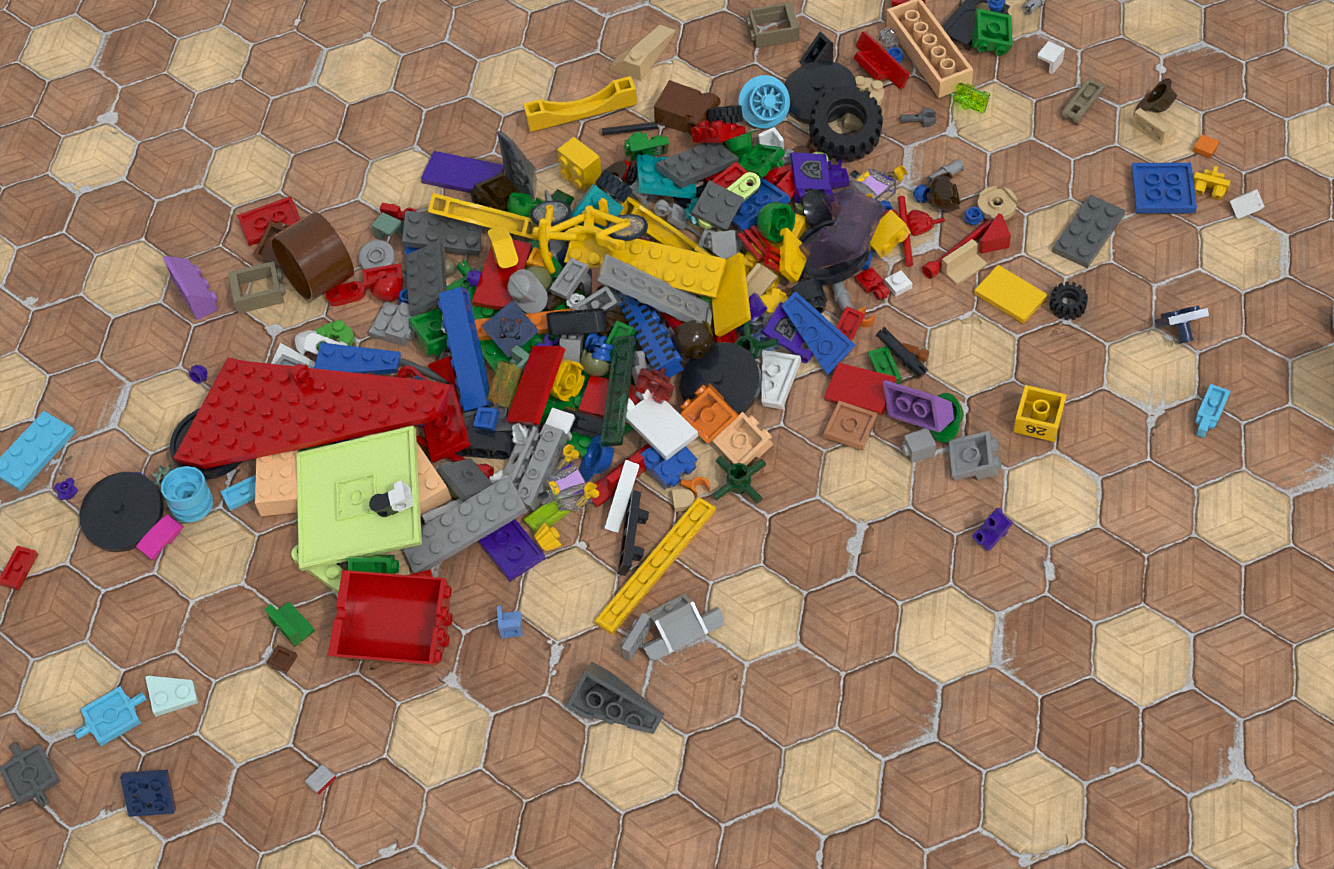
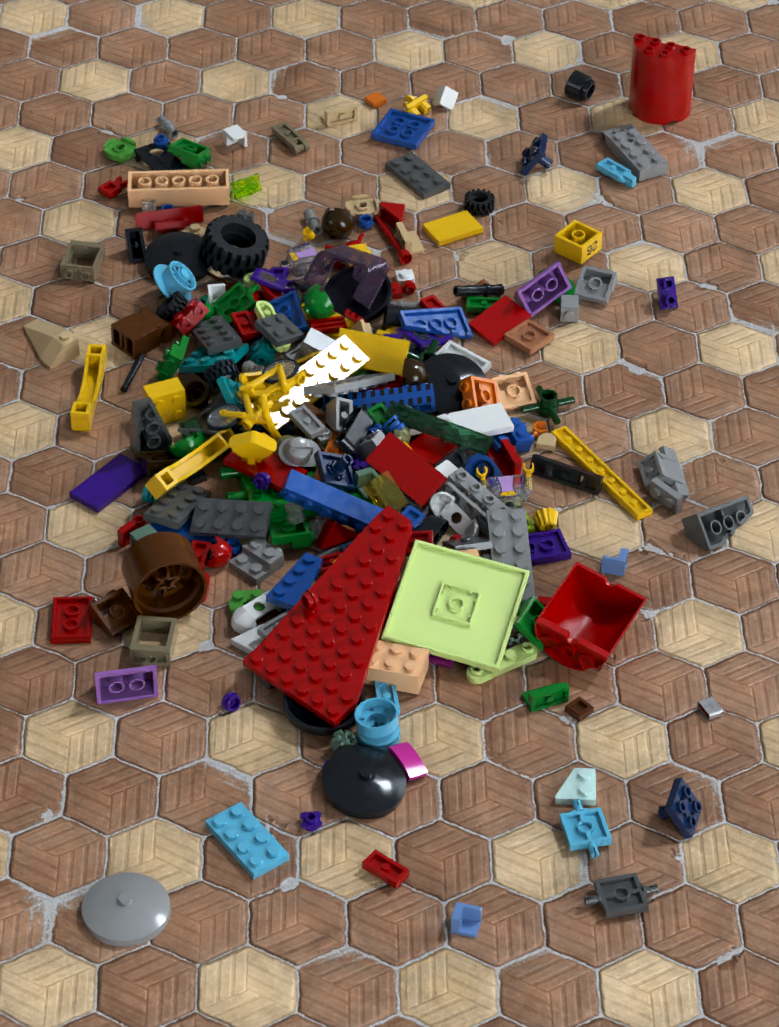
camera: 75 degrees left, 15 degrees down
(392, 501) = (484, 576): leg -> none
(622, 496) = (540, 473): white sticker -> none
(657, 381) = (445, 404): clear red hips -> none
(792, 257) = (354, 307): yellow wing -> none
(920, 193) = (324, 239): blue plate -> none
(1159, 98) = (315, 101): dark brown piece -> none
(1263, 414) = (635, 152): none -> light grey hinge

